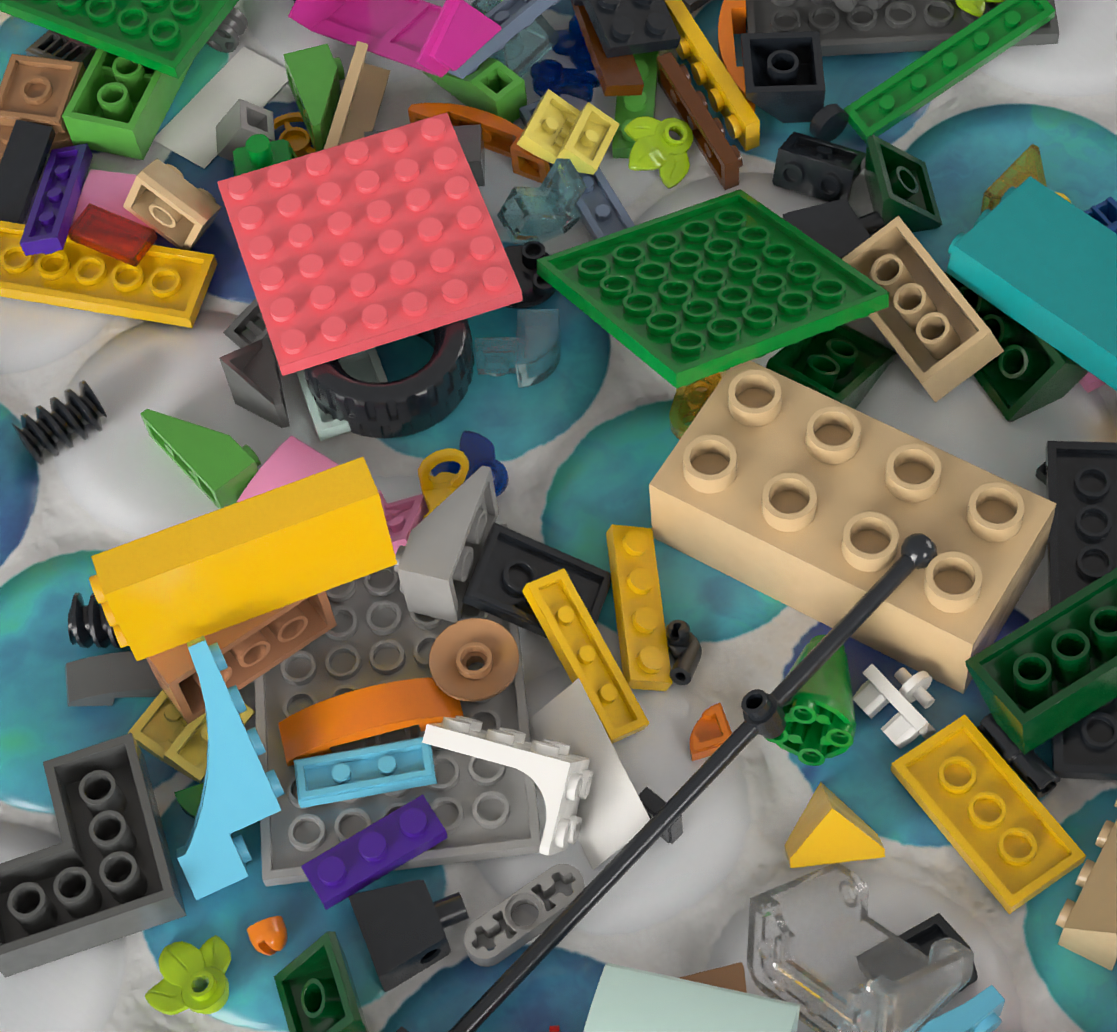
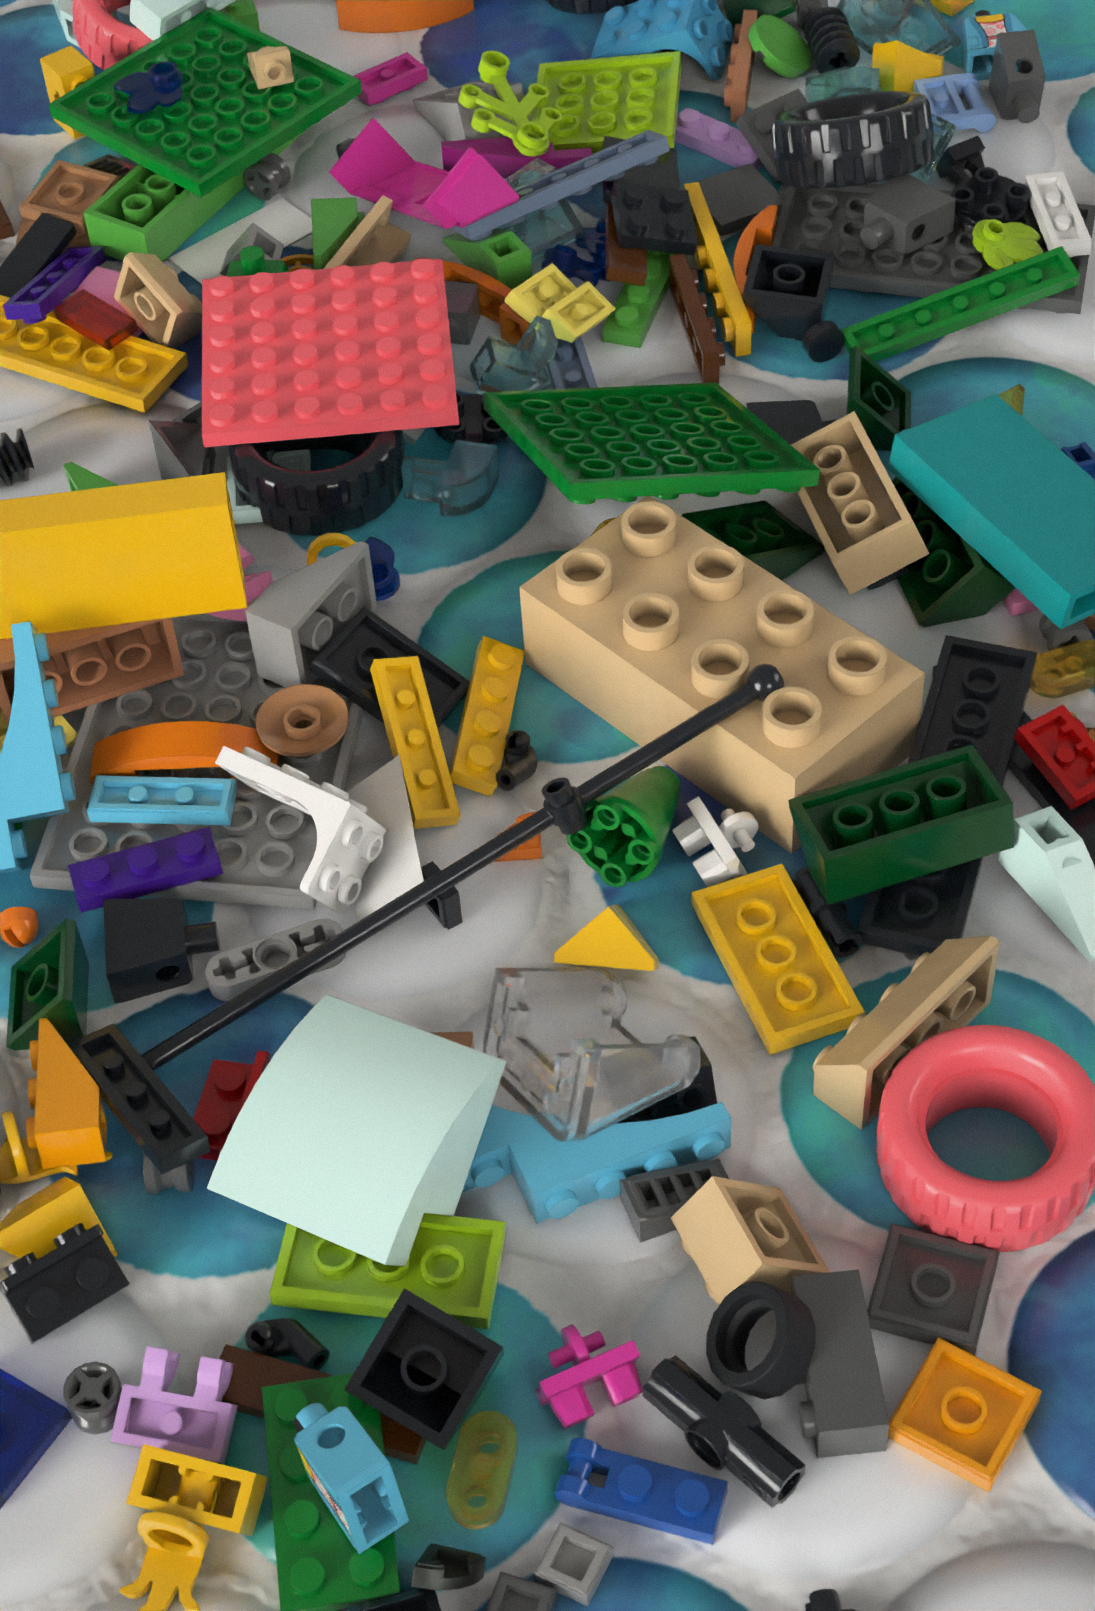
camera: 10 degrees right, 10 degrees down
(657, 150) = (644, 335): lime plate -> none
(817, 167) = (798, 375): black bracket -> none

